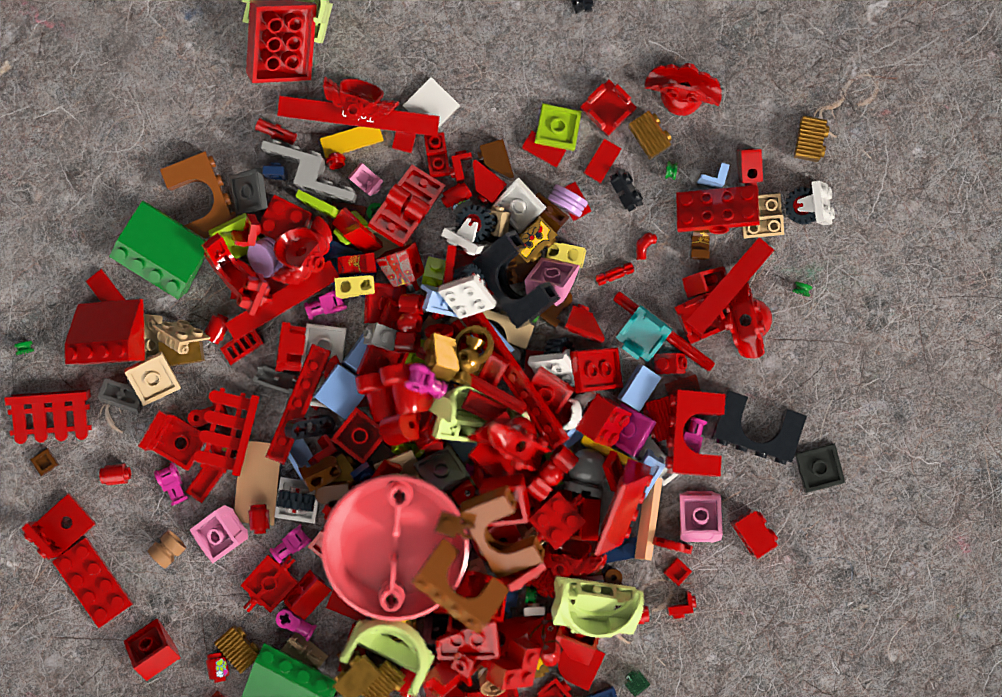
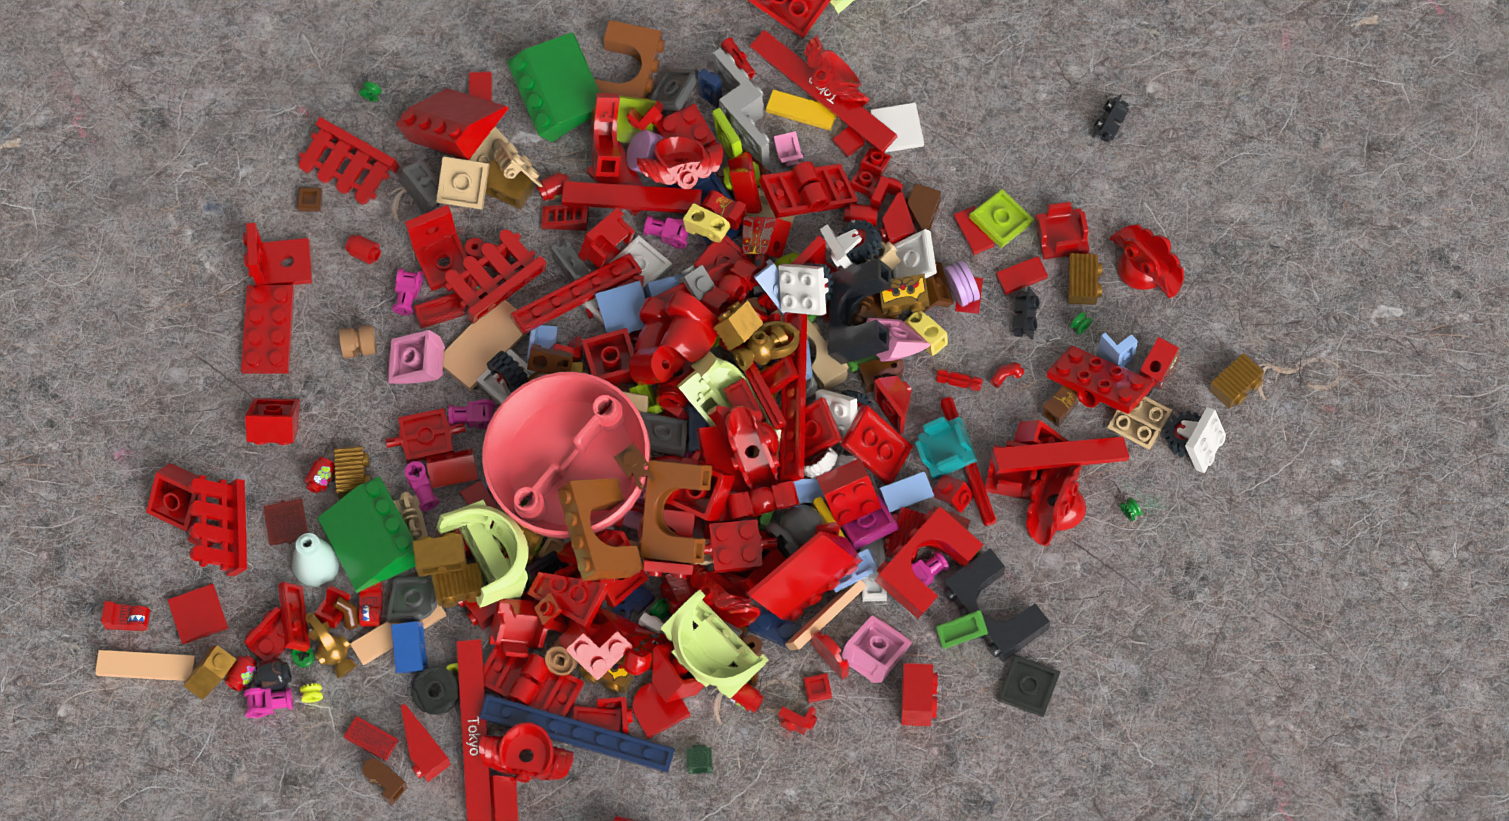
camera: 35 degrees right, 20 degrees down
(257, 295) = (618, 162): red hips -> none
(259, 518) = (461, 369): red brick -> none
(303, 424) = (561, 316): black beam -> none
(335, 160) = (772, 116): red plate -> none
(423, 381) = (705, 328): dark pink connector -> none
(749, 463) = (961, 629): none -> bright green tile

